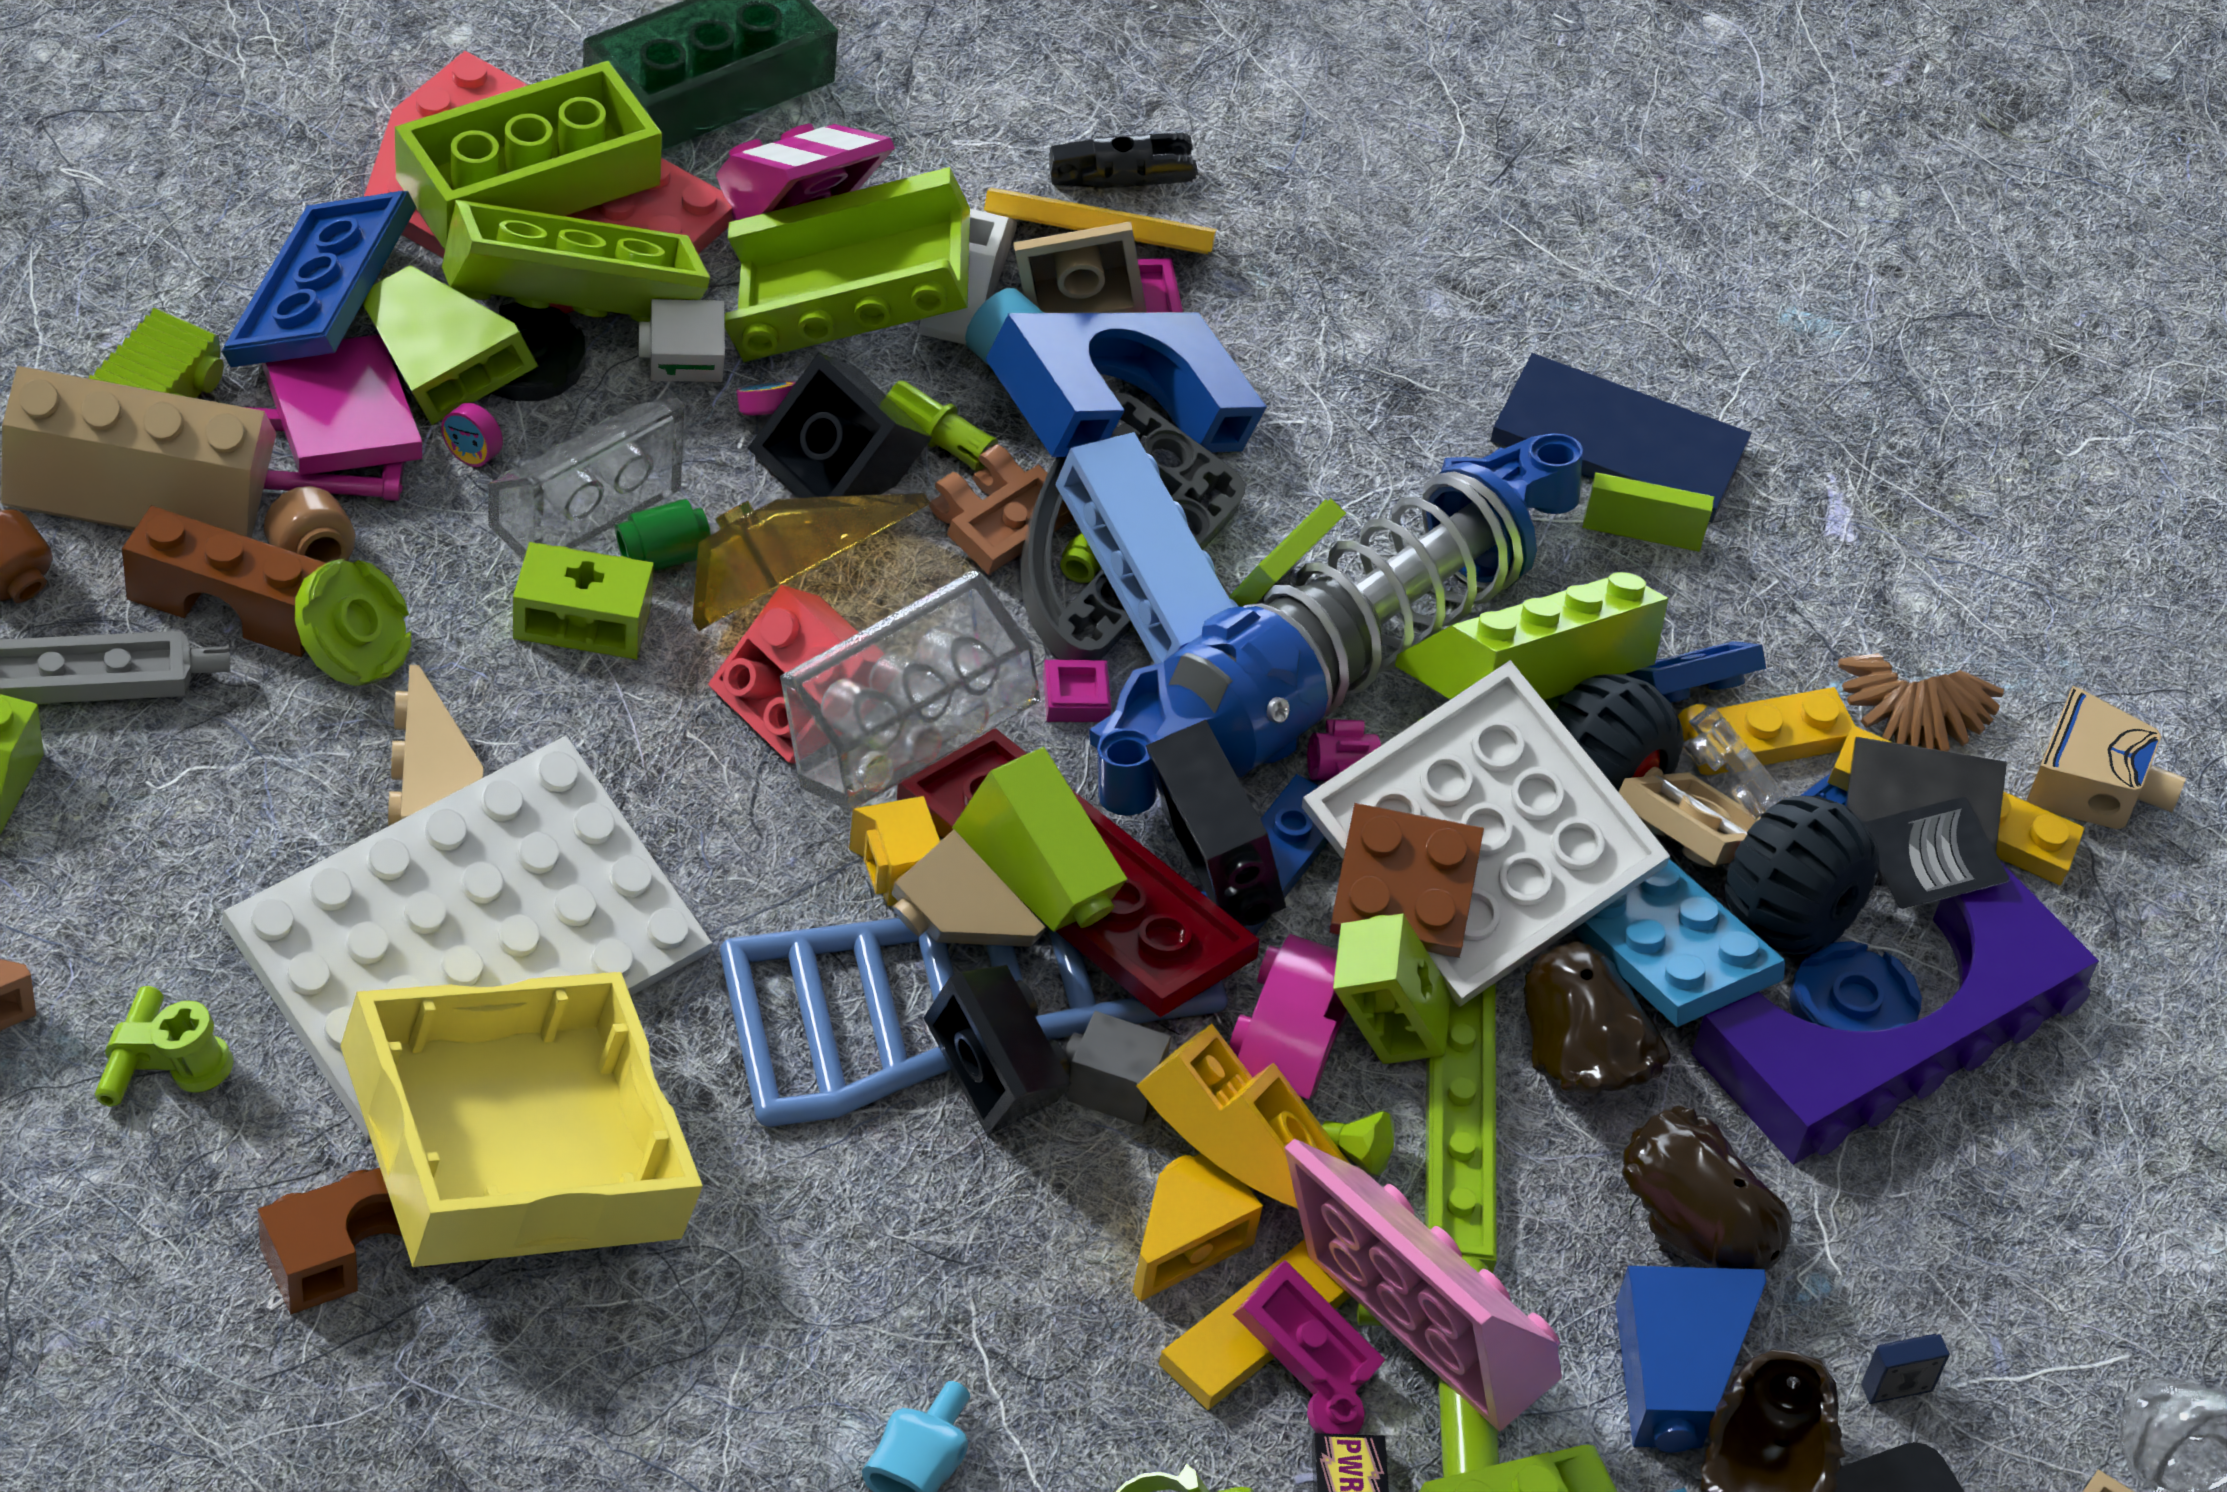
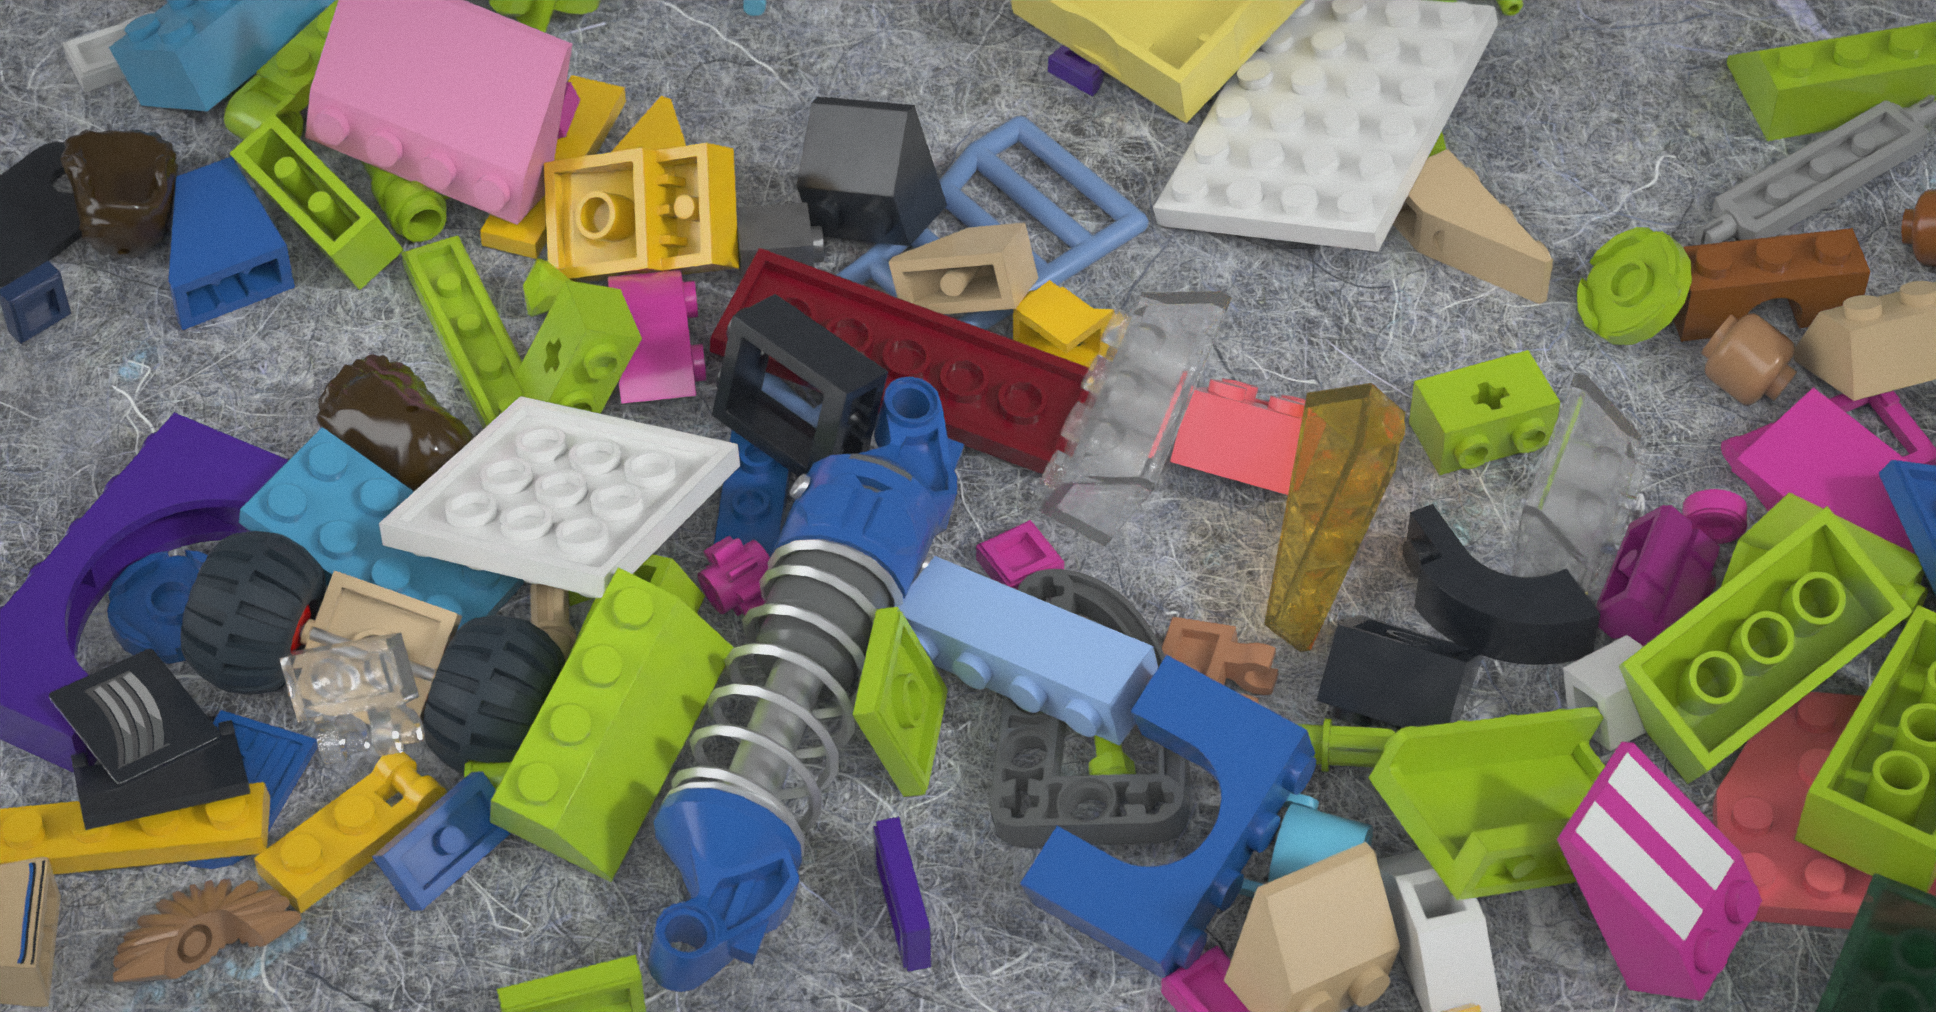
camera: 160 degrees right, 0 degrees up
(581, 392) = (1656, 576): none -> magenta brick
(663, 534) = (1477, 501): green brick -> none
(721, 443) = (1497, 613): none -> black arch
(762, 398) = (1502, 686): dark pink tile -> none
(1042, 842) = (934, 296): lime slope -> none
(1354, 463) = (902, 894): none -> dark purple tile
(1412, 869) = (609, 420): dark orange plate -> none
(1563, 1276) = (316, 201): none -> lime brick
(1703, 1195) = (239, 339): dark brown piece -> none

